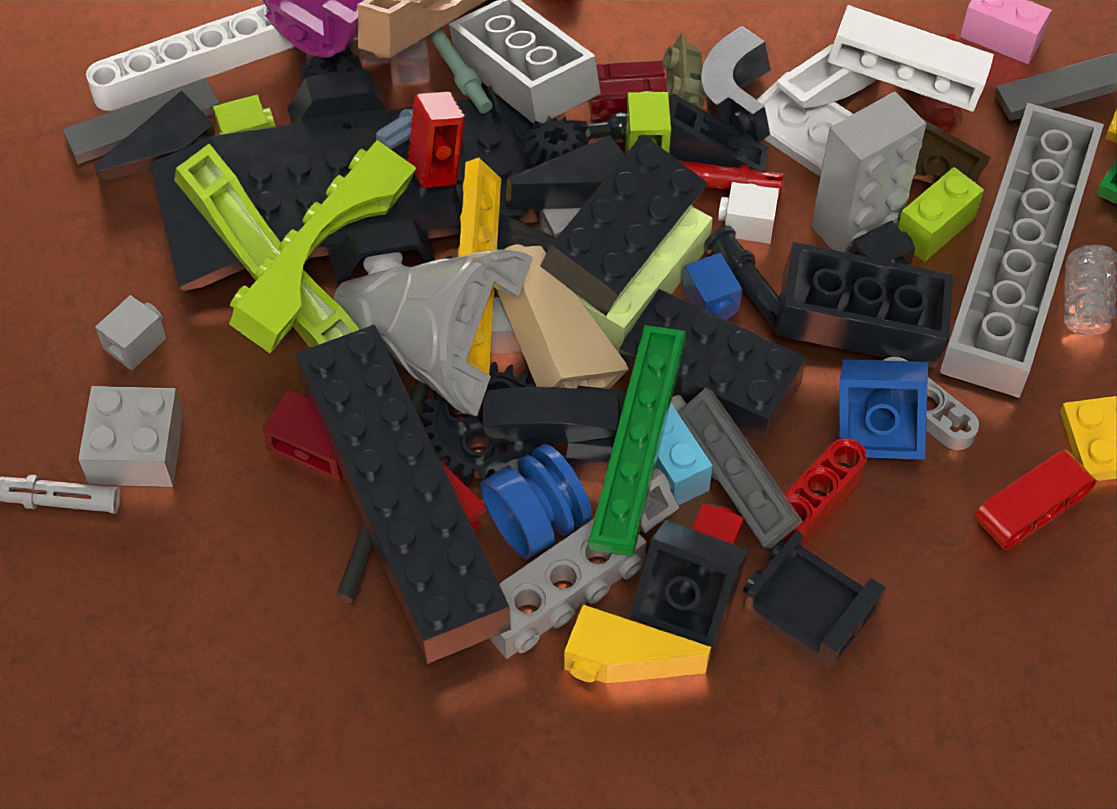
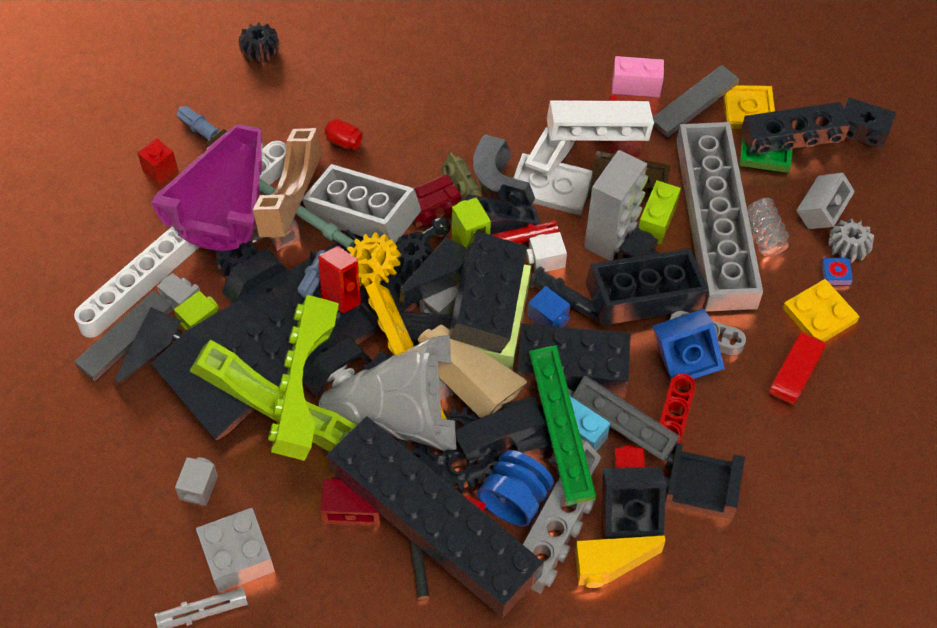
camera: 25 degrees left, 0 degrees up
(230, 83) = (176, 290): none -> light grey brick
(497, 131) = (375, 258): none -> yellow gear

